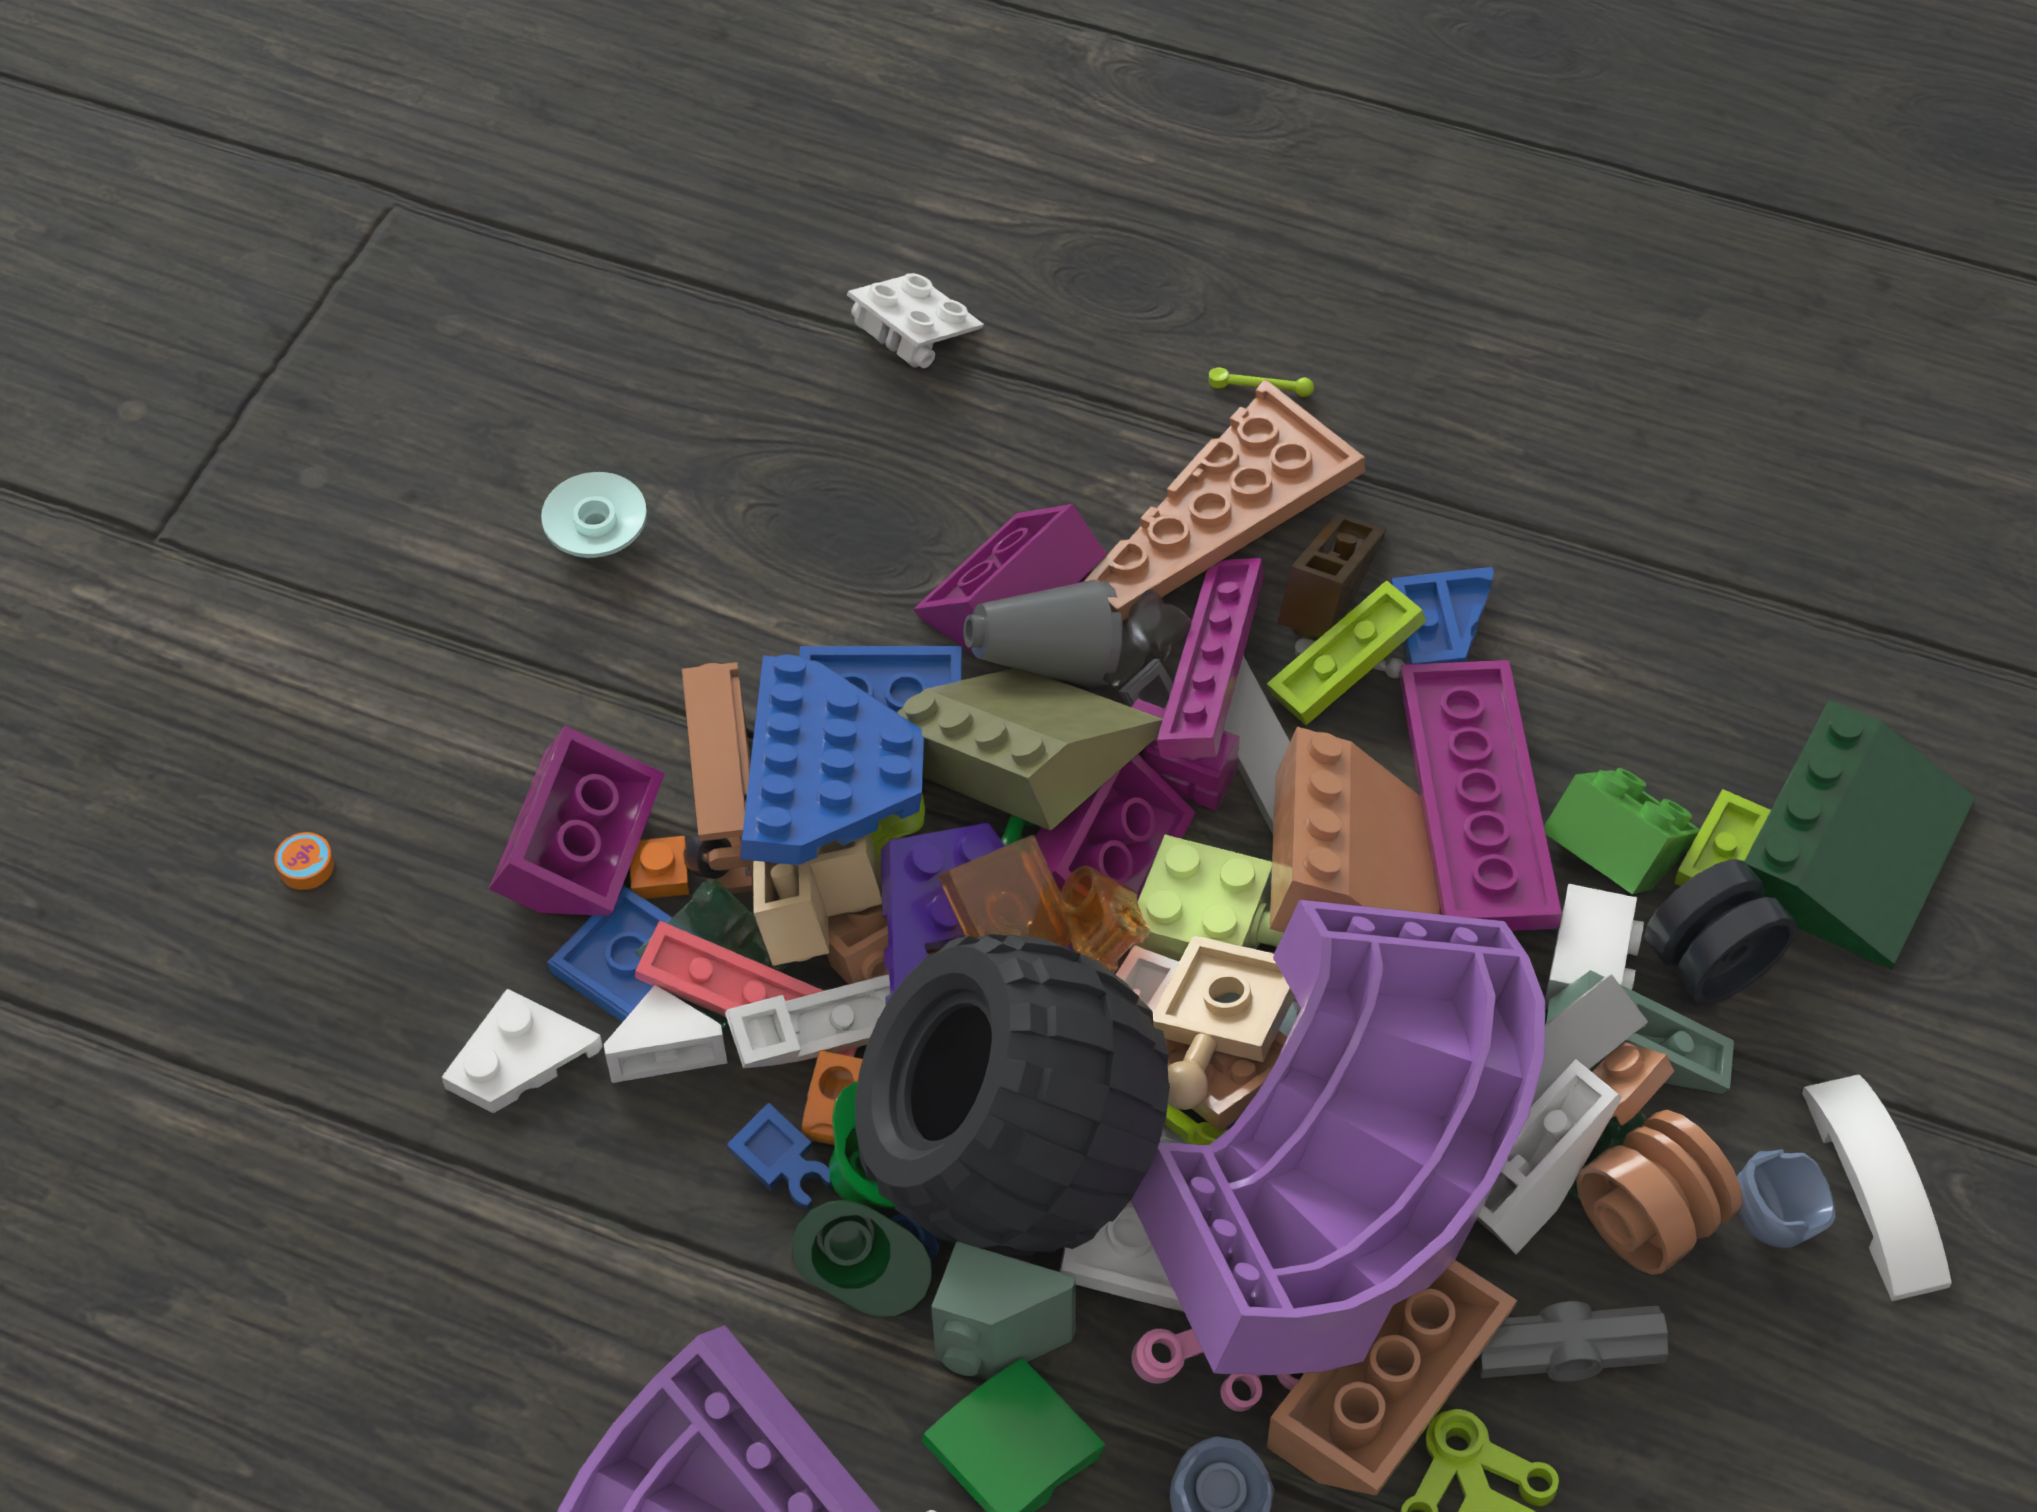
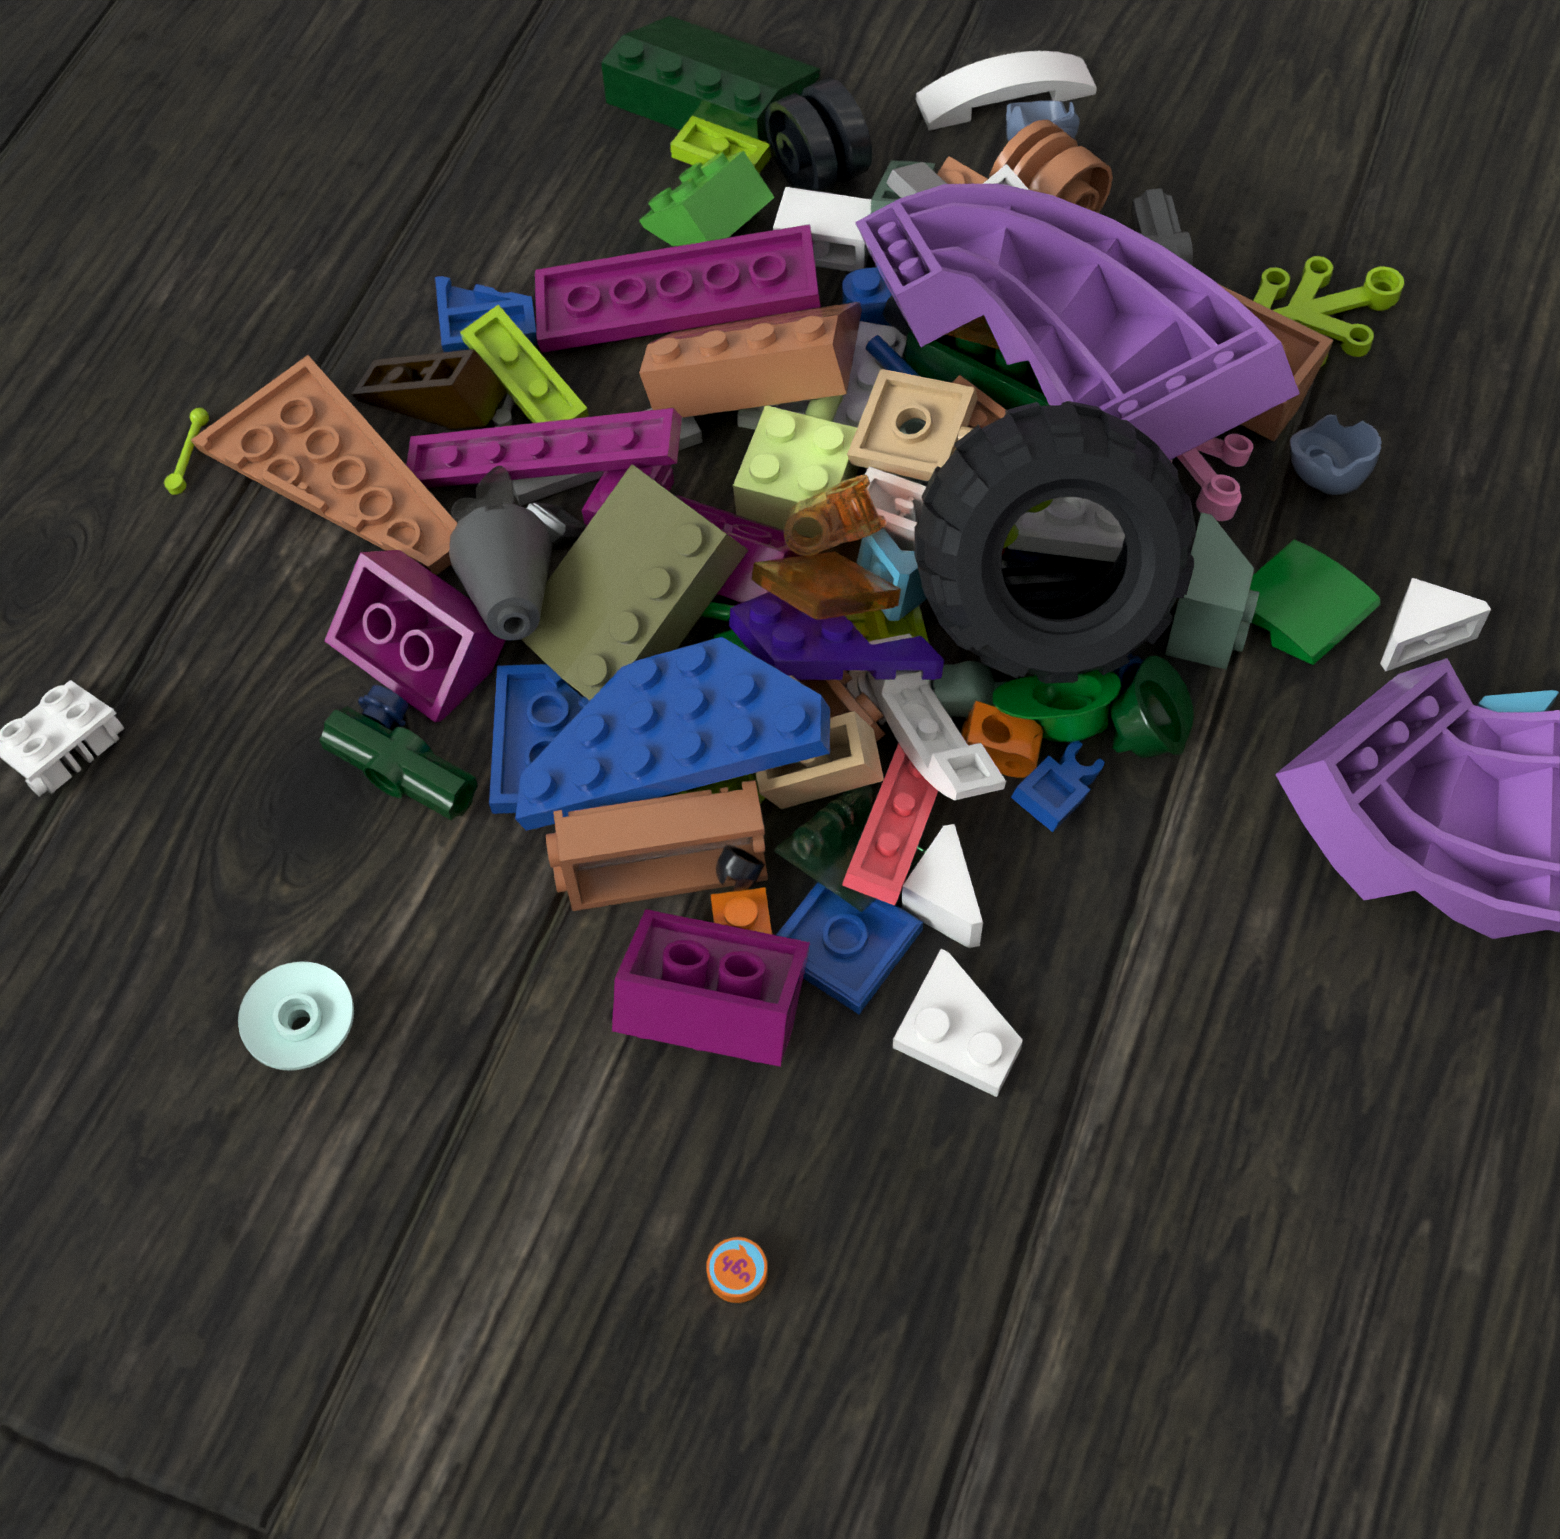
camera: 90 degrees left, 5 degrees up
(857, 575) = (398, 762): none -> dark green piece
(924, 561) = (384, 707): none -> dark blue plate

